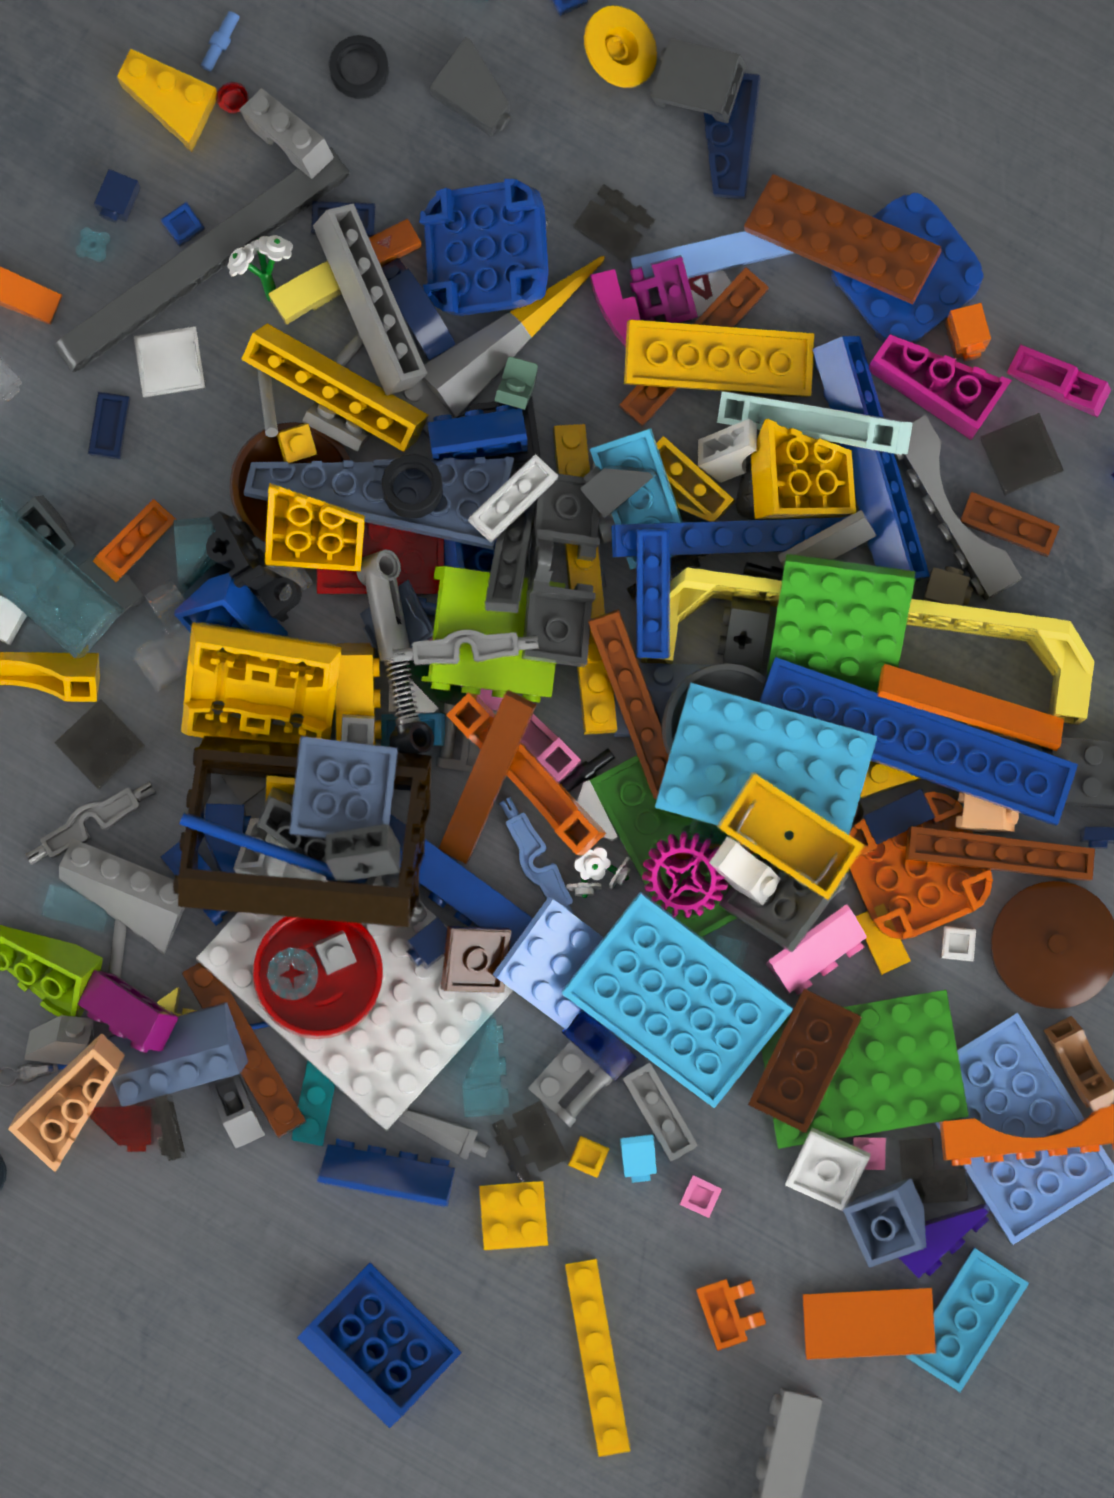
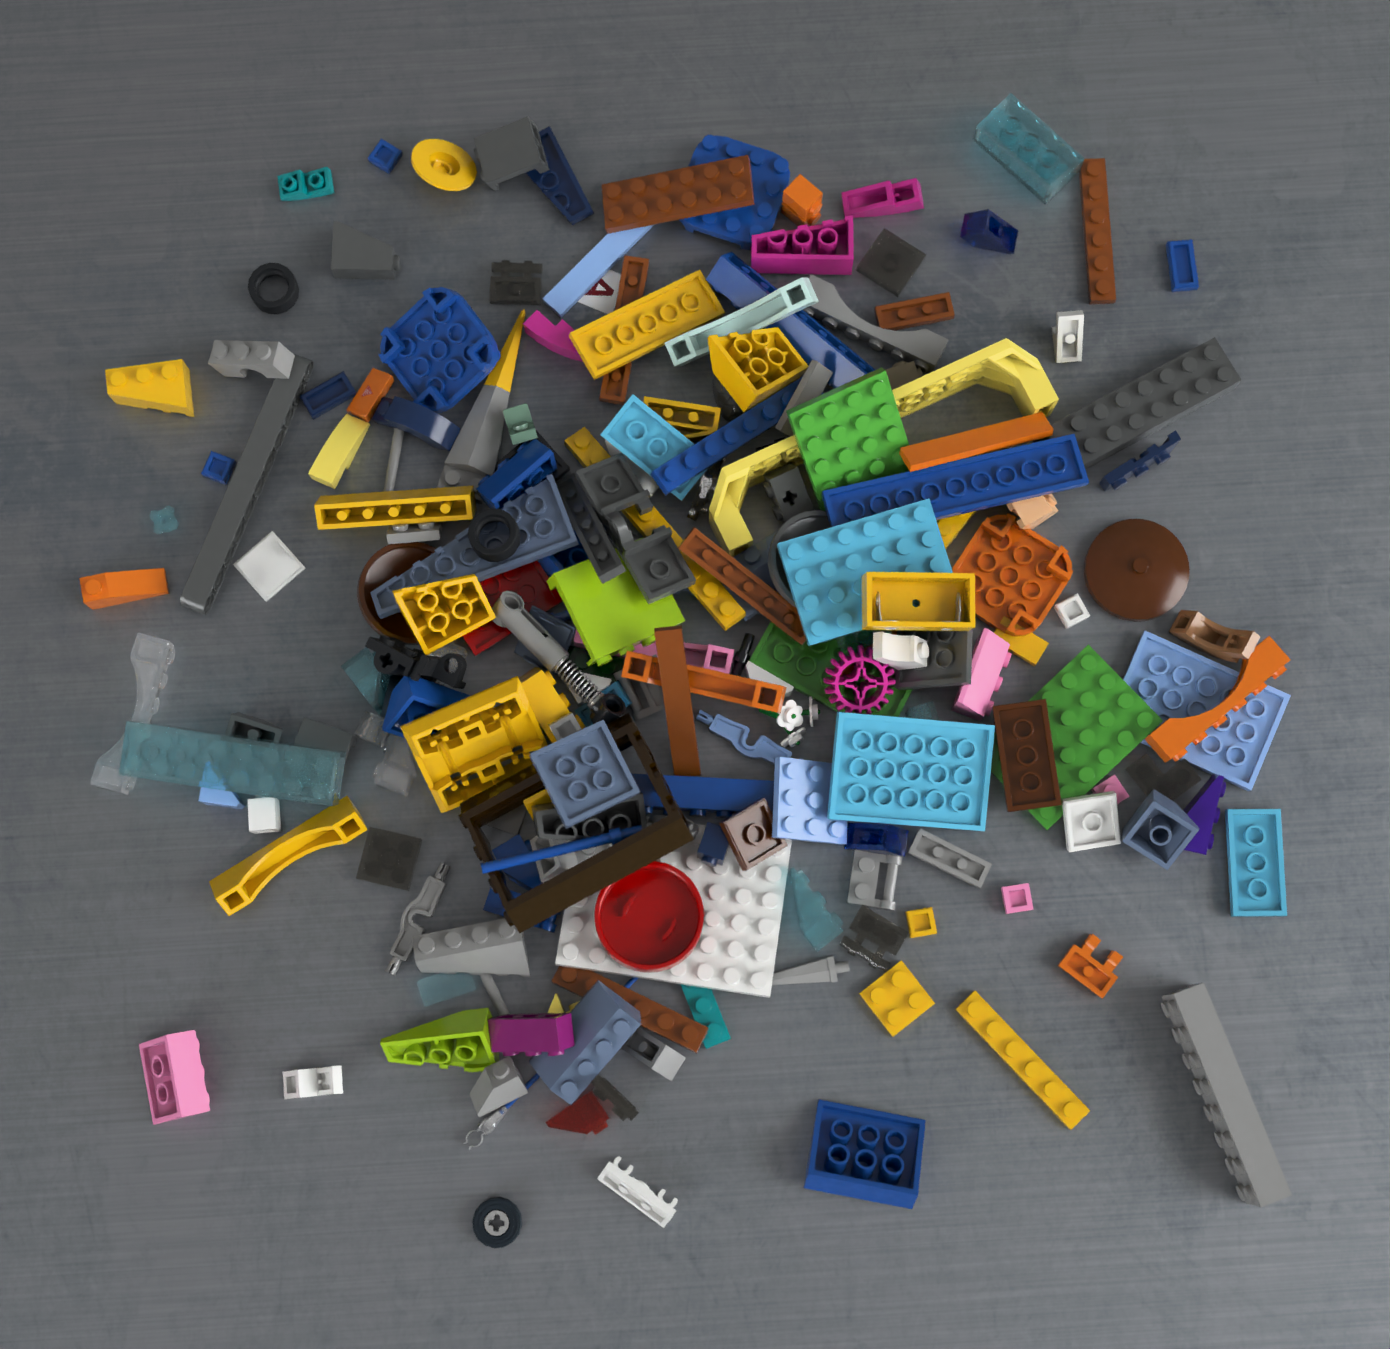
camera: 30 degrees left, 5 degrees down
(63, 1106) = (528, 1135): light nougat wedge -> none
(109, 425) = (254, 635): dark blue tile -> none
(116, 196) = (160, 476): dark blue brick -> none
(132, 1234) = (637, 1193): none -> white plate
(134, 540) = (322, 700): orange plate -> none
(219, 41) = (166, 331): medium blue bar -> none
(232, 97) = (197, 361): red plate -> none
(268, 405) = (355, 546): light grey bar -> none
(273, 246) = (290, 438): white plant -> none
(296, 443) = (393, 560): yellow plate -> none
(302, 984) = (644, 929): clear light blue gear -> none
(335, 952) = (651, 894): light grey plate -> none
(362, 853) = (627, 807): dark grey brick -> none
(369, 299) = (381, 432): light grey brick -> none
(387, 1174) = (792, 1027): blue slope -> none
(447, 649) = (593, 629): light grey piece -> none
(513, 498) = (569, 499): white tile -> none
(614, 485) = (633, 448): dark grey slope -> none
(638, 1157) = (957, 898): medium azure slope -> none
(653, 593) = (710, 500): blue tile -> none
(672, 287) = (584, 299): magenta plate -> none
(726, 451) = (693, 380): white arch -> none
(869, 1323) = (1193, 909): orange tile -> none
(898, 816) = (976, 548): dark blue tile -> none
(1000, 853) = (1059, 530): dark orange plate -> none

